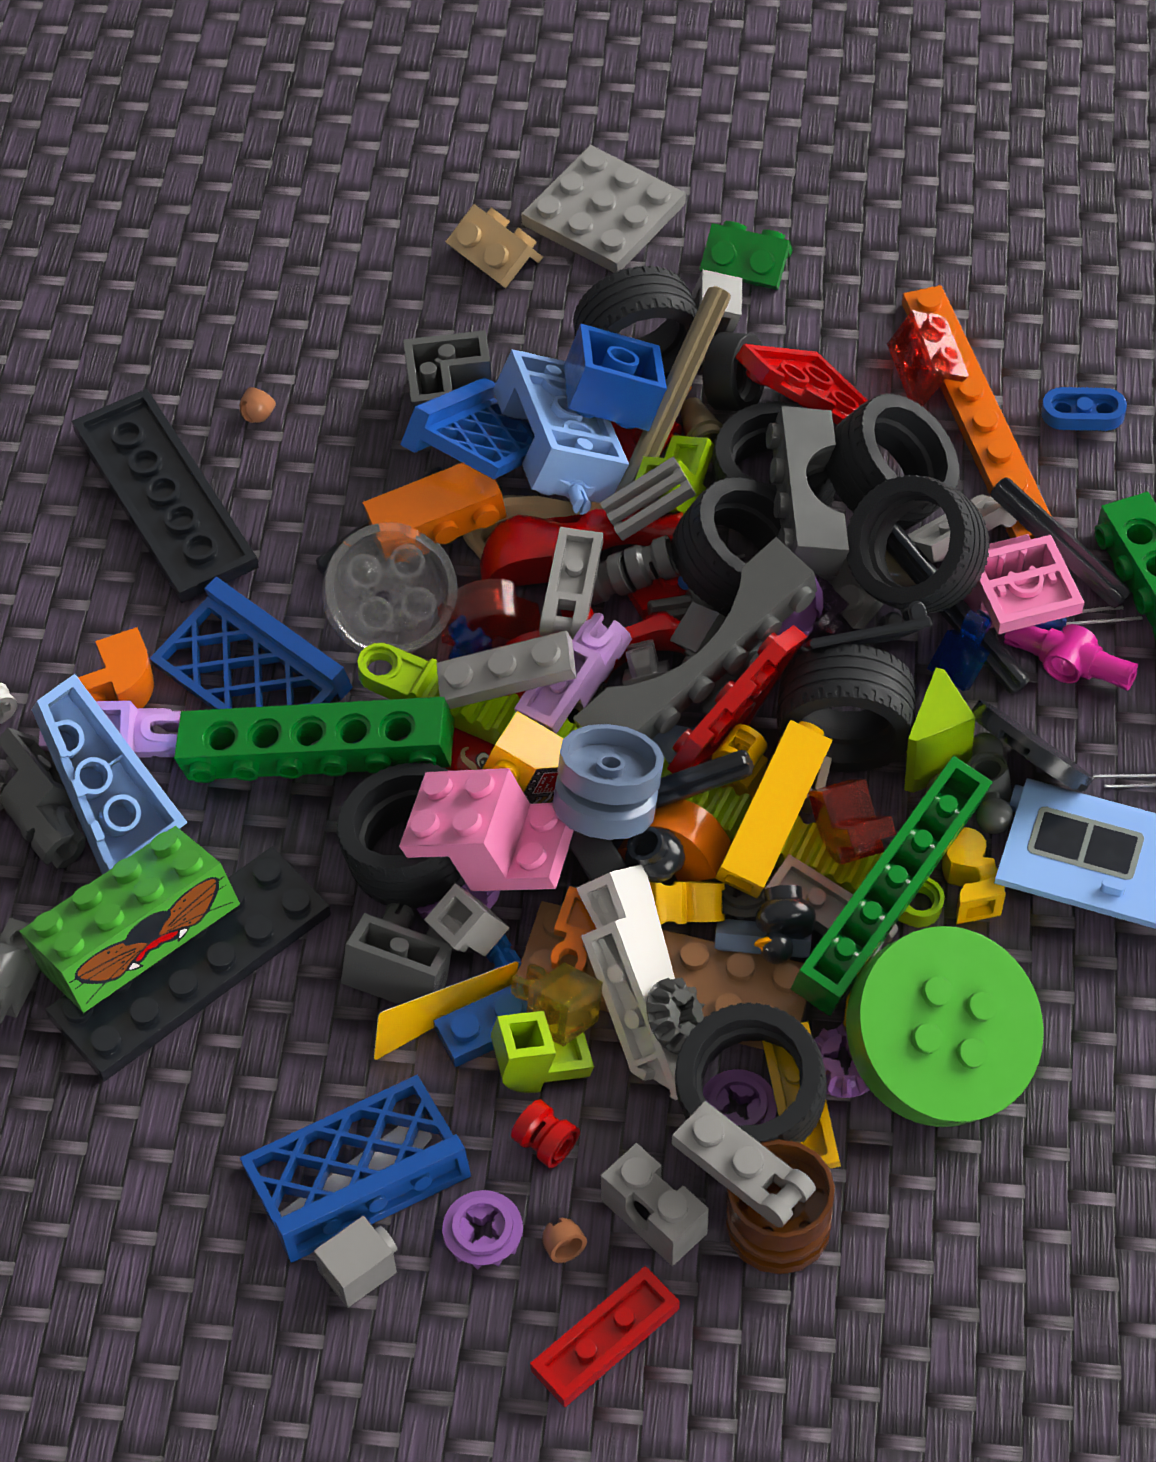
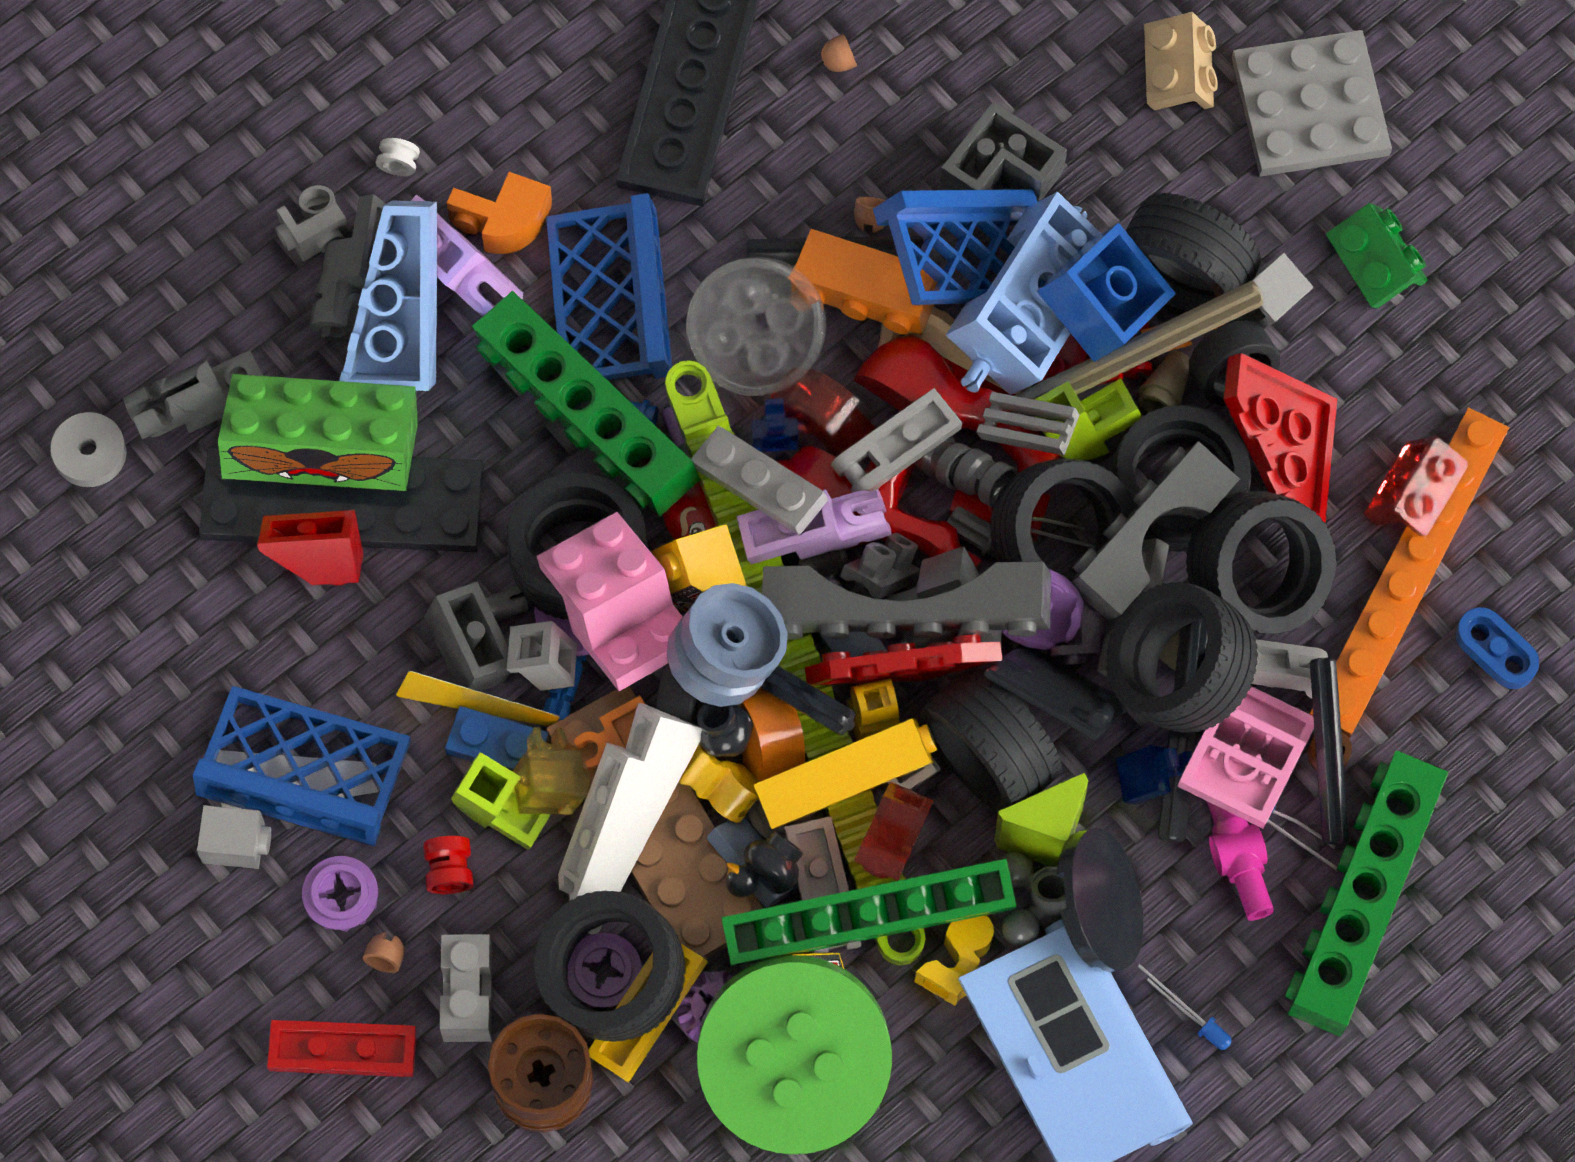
camera: 40 degrees right, 15 degrees up
(209, 997) = (315, 545): none -> red slope
(385, 477) = (864, 213): none -> nougat hinge
(664, 1015) = (601, 859): dark grey gear -> none
(742, 1164) = (526, 1020): light grey plate -> none

